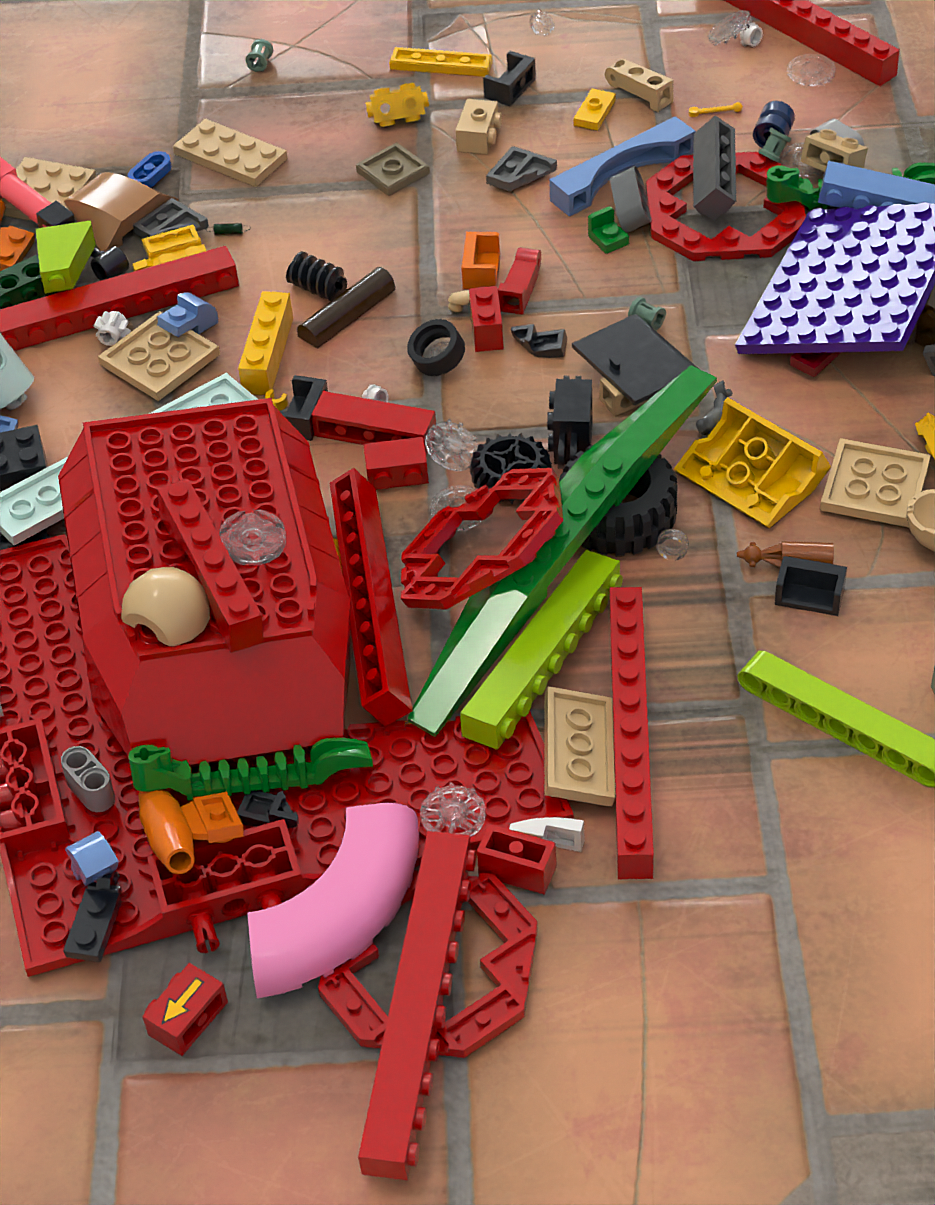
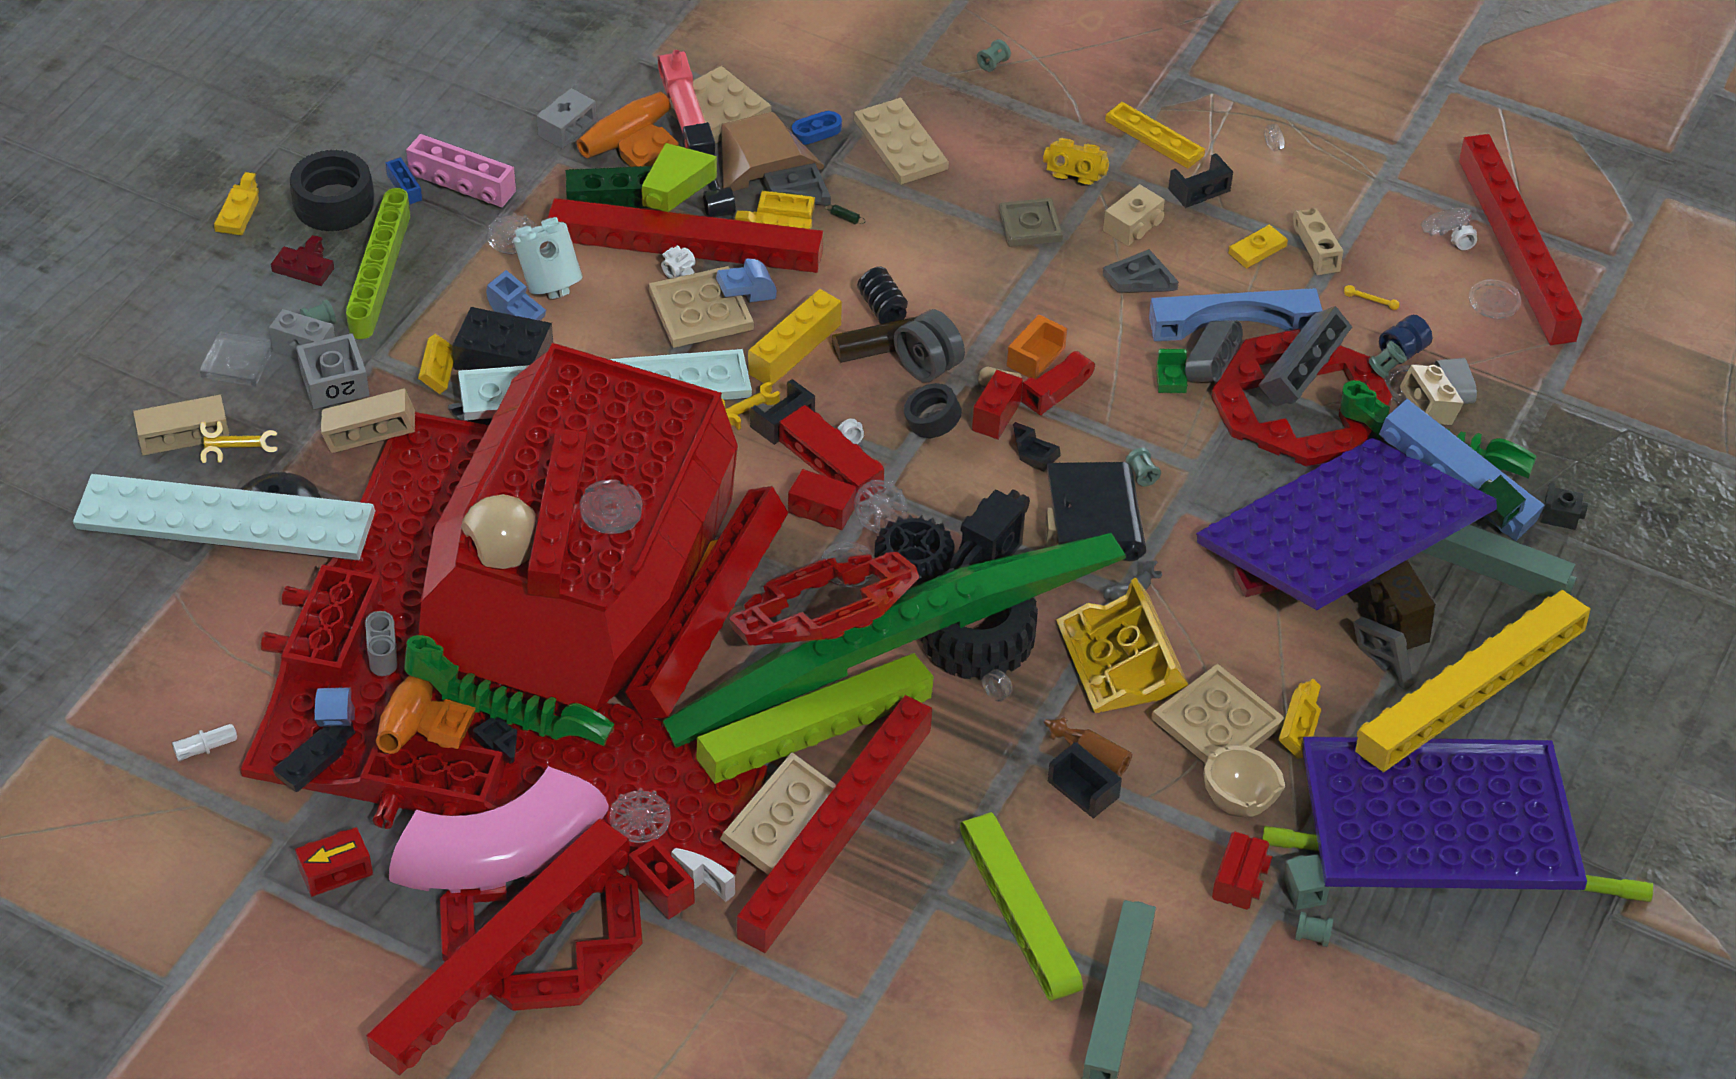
camera: 25 degrees right, 0 degrees up
(394, 295) = (929, 345): none -> dark grey wheel

